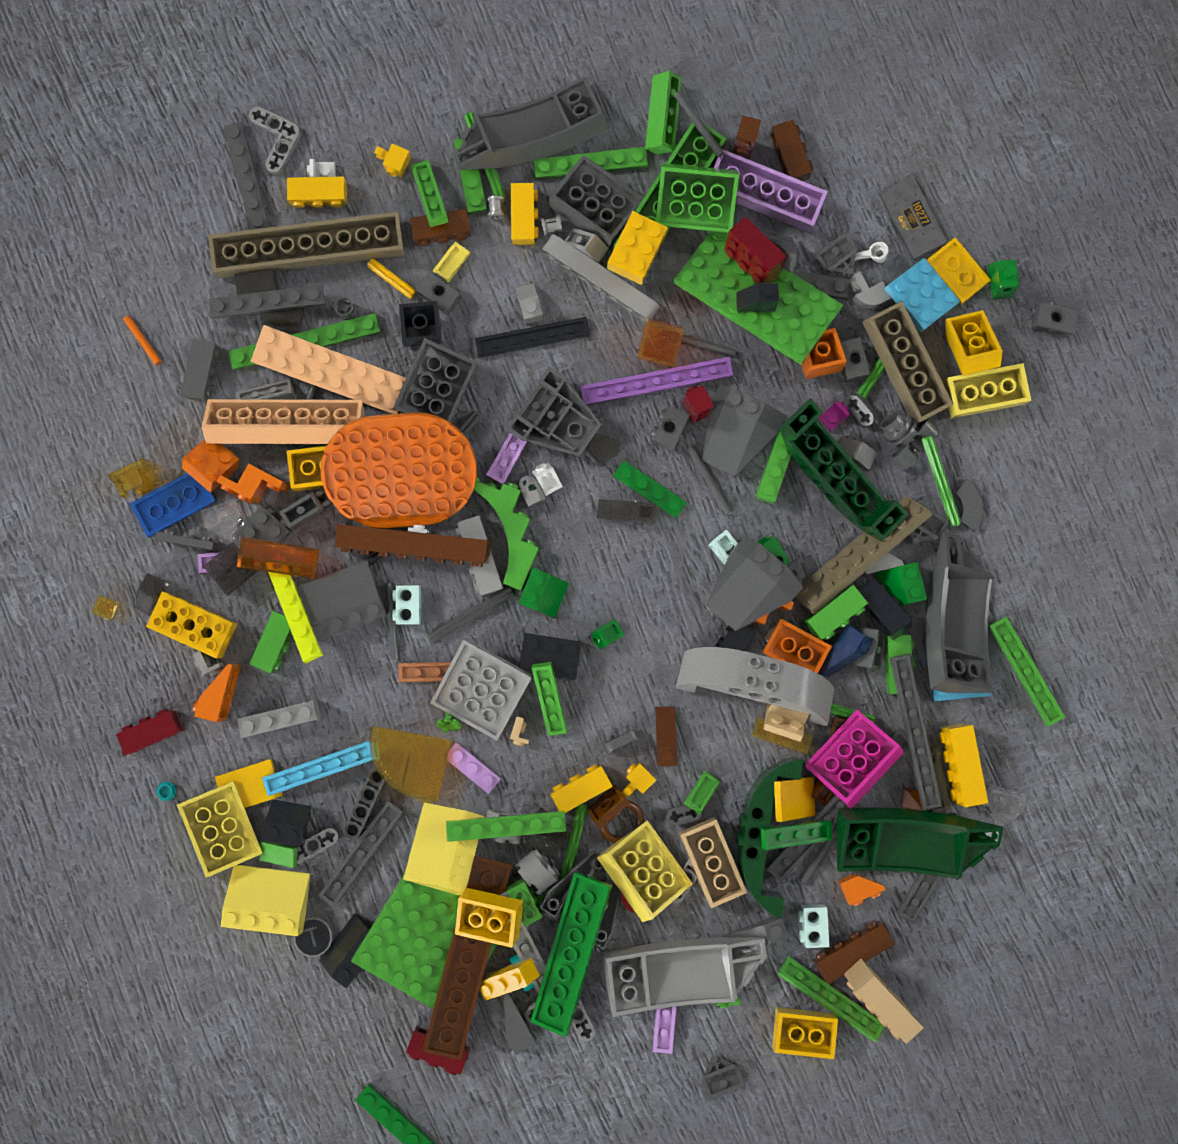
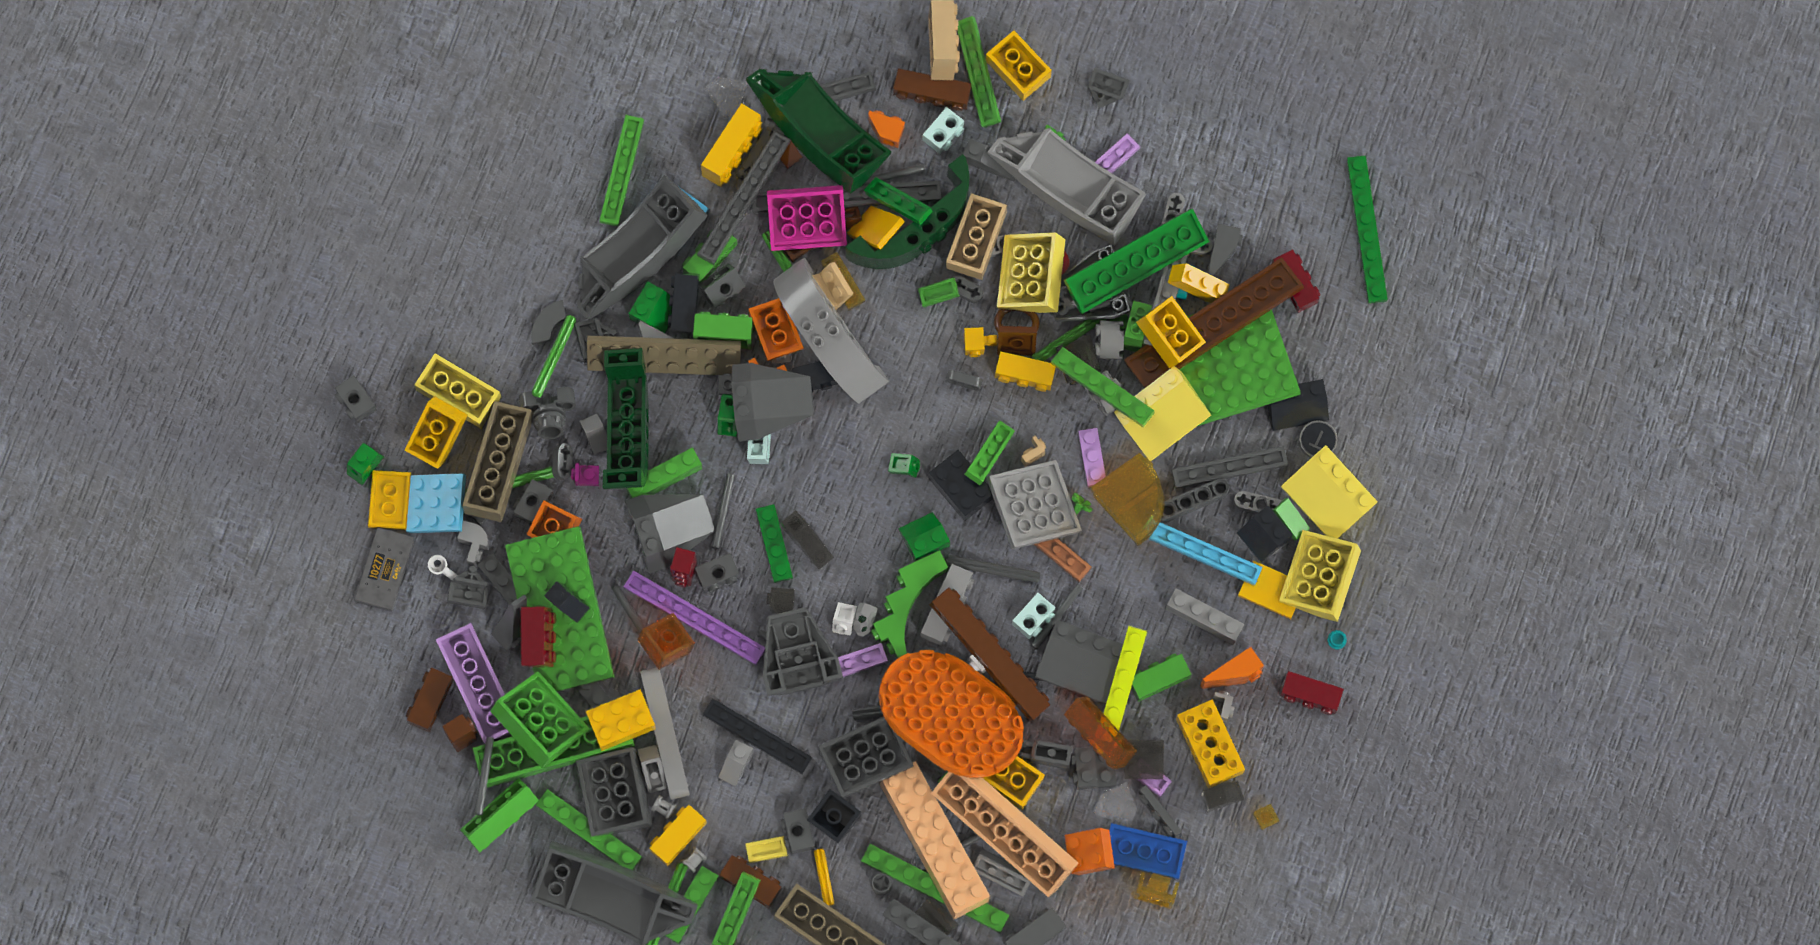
camera: 140 degrees left, 10 degrees down
(252, 484) = (1070, 805): orange bracket -> none
(666, 736) = (928, 353): reddish brown slope -> none
(848, 648) = (734, 297): dark blue slope -> none

